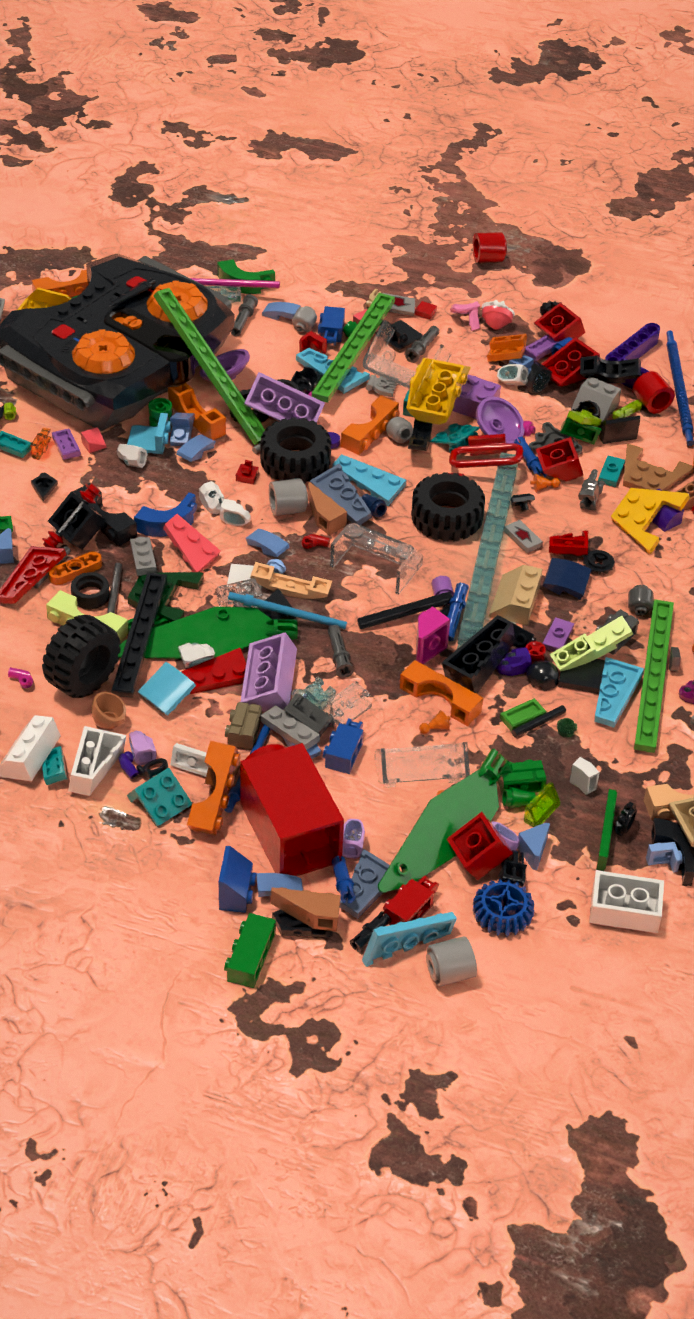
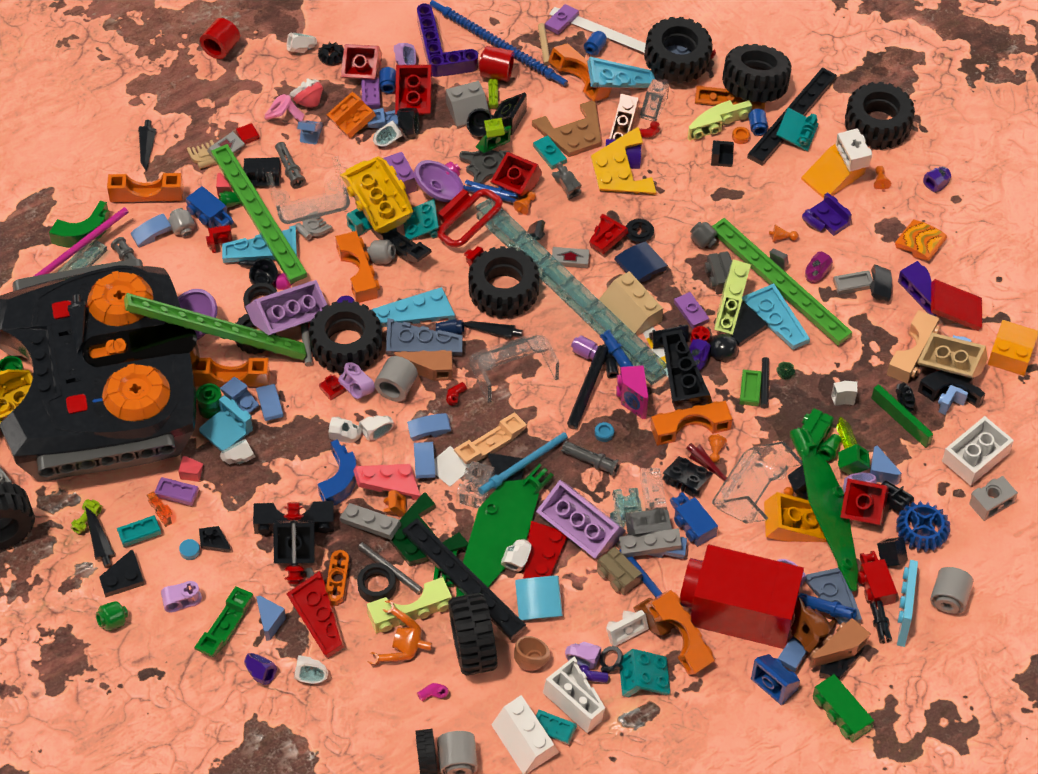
camera: 50 degrees left, 10 degrees up
(22, 478) = (189, 549): none -> dark azure tile
(47, 629) = (406, 639): none -> orange piece
(174, 561) = (396, 503): none -> orange tile
(231, 556) = (424, 460): none -> medium blue slope
(262, 478) = (356, 382): none -> lavender piece
(278, 564) = (462, 437): light blue plate -> none
(299, 277) = (124, 189): none -> orange arch
(310, 875) = (810, 626): none -> dark orange piece
(357, 268) = (146, 141): none -> black bar
(375, 647) = (604, 432): none -> dark azure tile
(386, 718) = (688, 474): none -> black hinge
(403, 531) = (497, 329): none -> black bar
(406, 804) = (791, 520): none -> light orange slope
(415, 717) = (700, 456): none -> dark red piece
(453, 899) = (893, 551): none -> black panel
(467, 336) = (310, 131): none -> medium blue slope
(519, 817) = (853, 459): none -> green brick
(540, 288) = (300, 42): none -> white rock
(590, 943) = (986, 506): none -> light grey brick
(600, 342) = (405, 54): none -> rock
(610, 370) = (454, 70): black arch -> none

